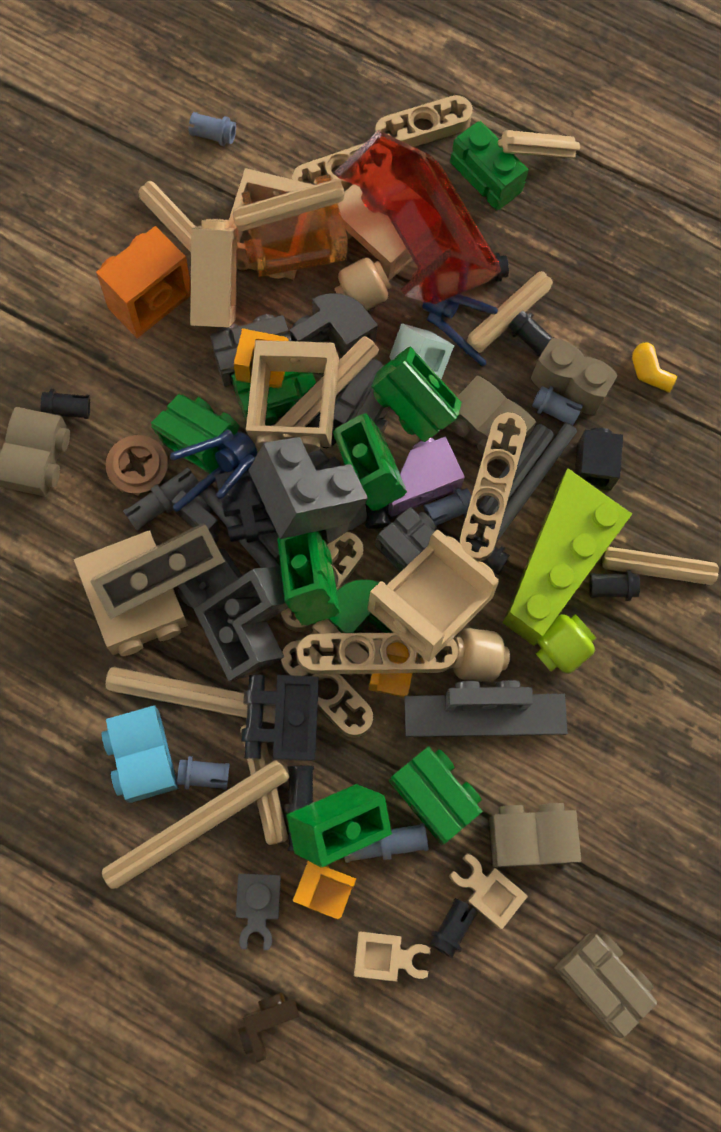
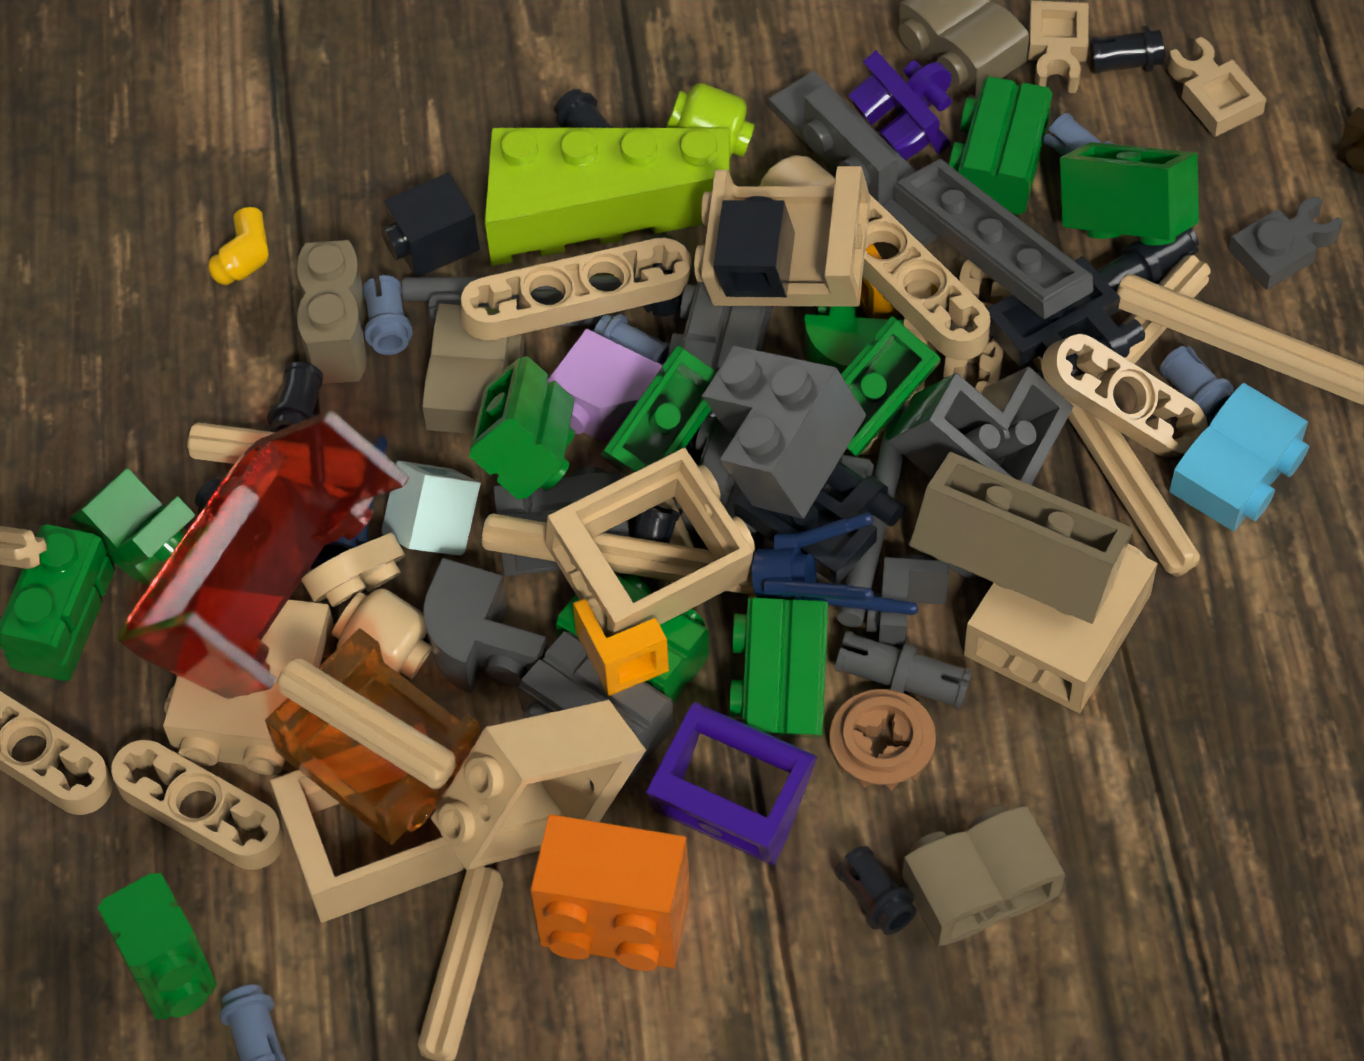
camera: 115 degrees left, 15 degrees down
(158, 361) = (718, 816): none -> dark purple tile
(231, 713) = (1097, 395): none -> tan beam
(268, 99) = (158, 947): none -> green brick
(324, 890) = (1221, 194): light orange panel -> none
(365, 722) = (993, 238): none -> dark grey tile
(398, 273) = (354, 570): none -> tan plate
(432, 565) = (754, 247): none -> black brick
(504, 767) = (917, 123): none -> dark purple hips
(508, 219) = (134, 525): none -> brick
(660, 565) = (511, 83): tan axle -> none

